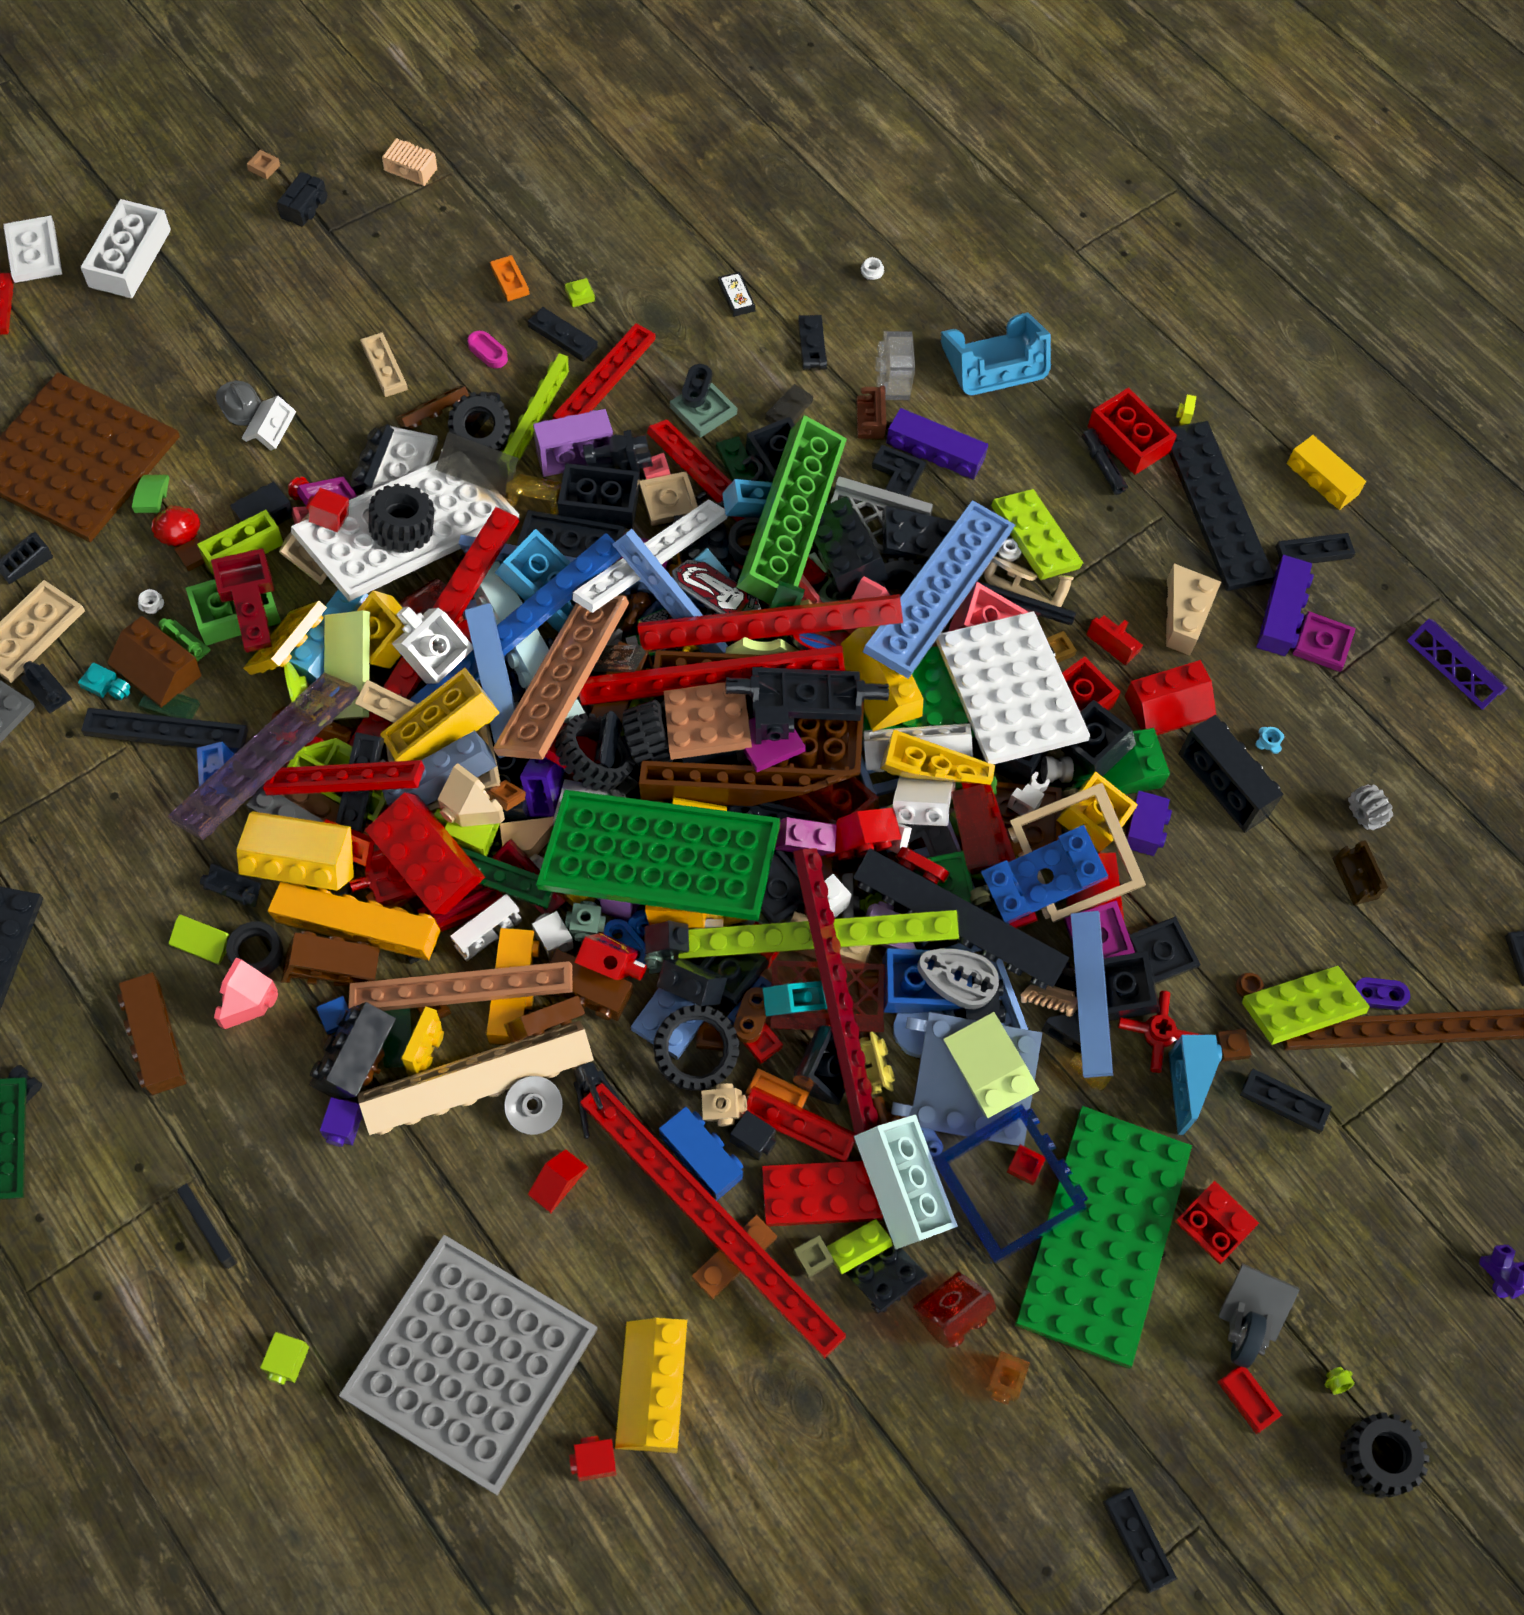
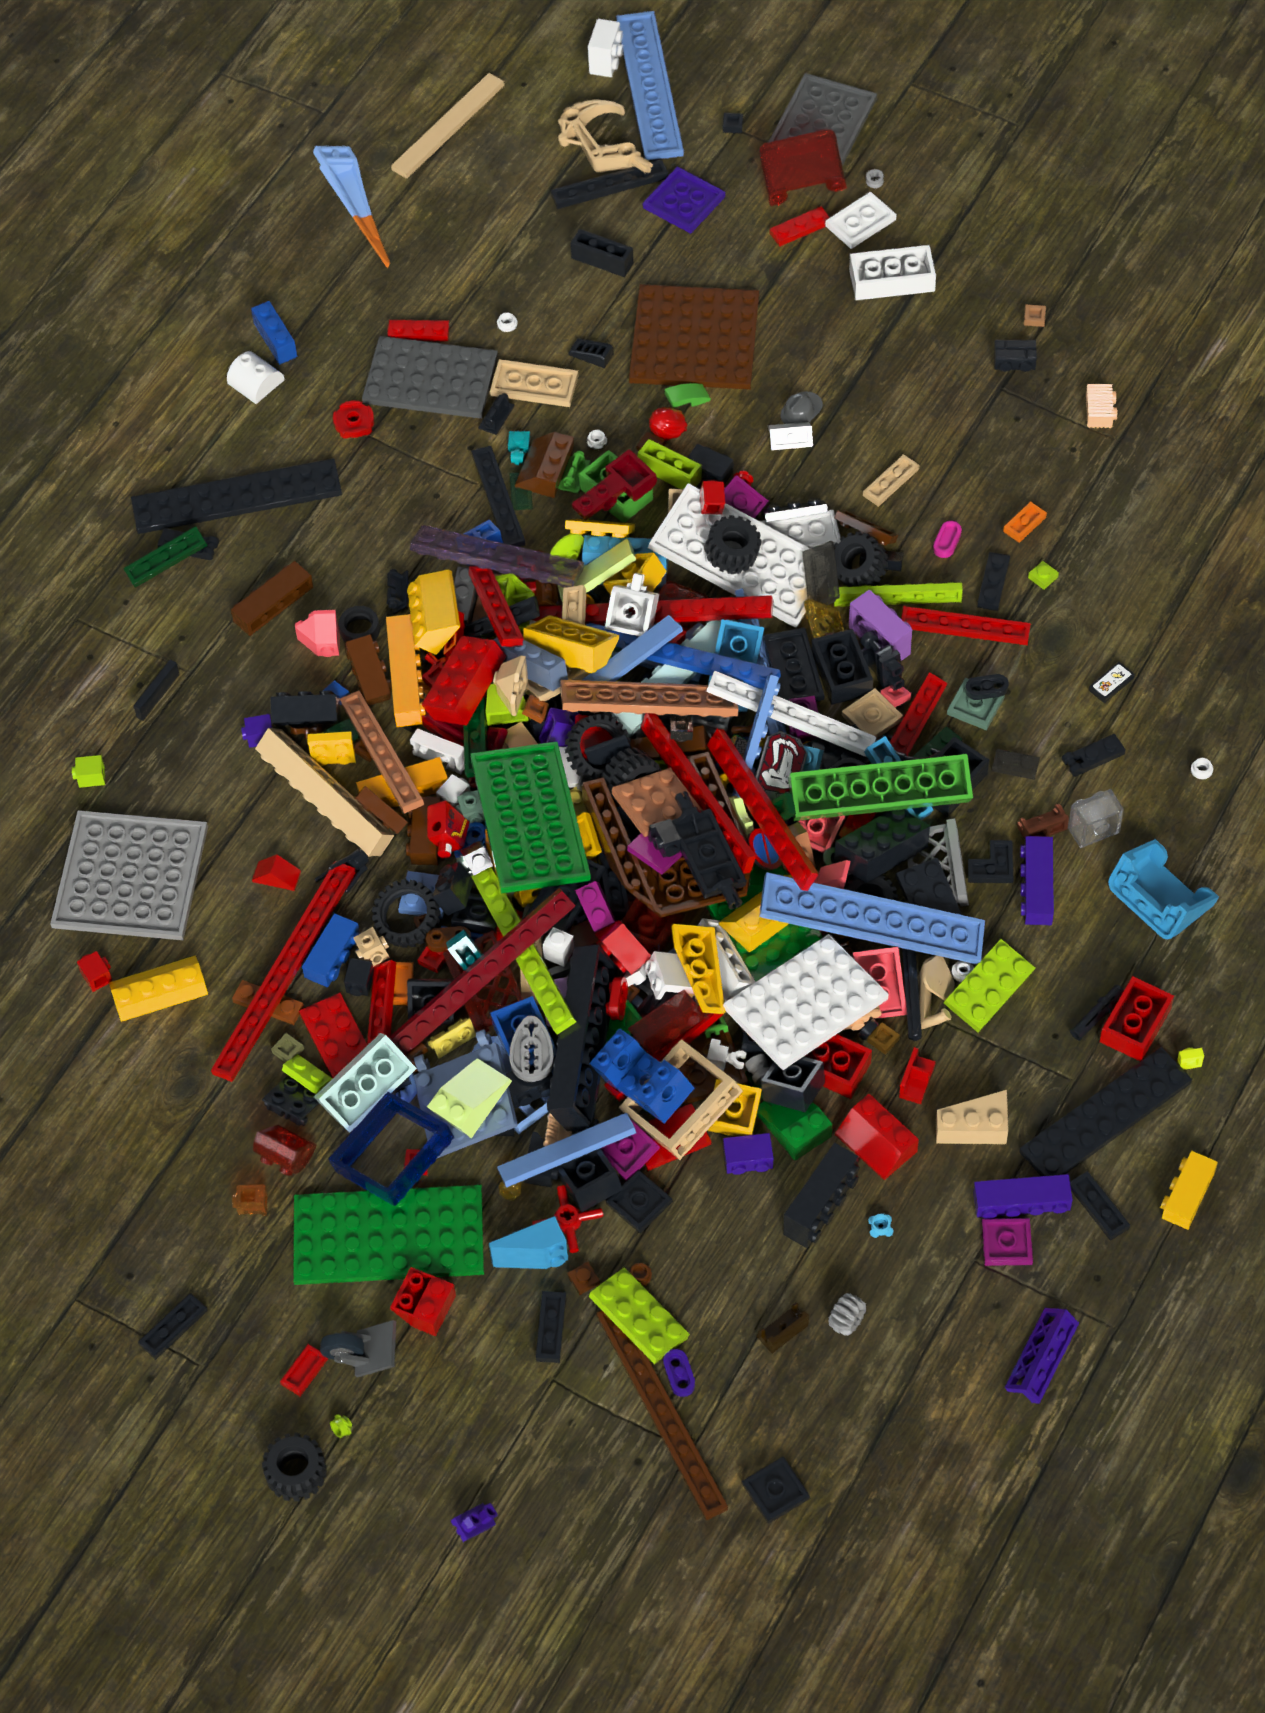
camera: 75 degrees right, 5 degrees down
(199, 939) = (351, 591): lime slope -> none
(547, 1109) = (312, 830): light grey dish -> none

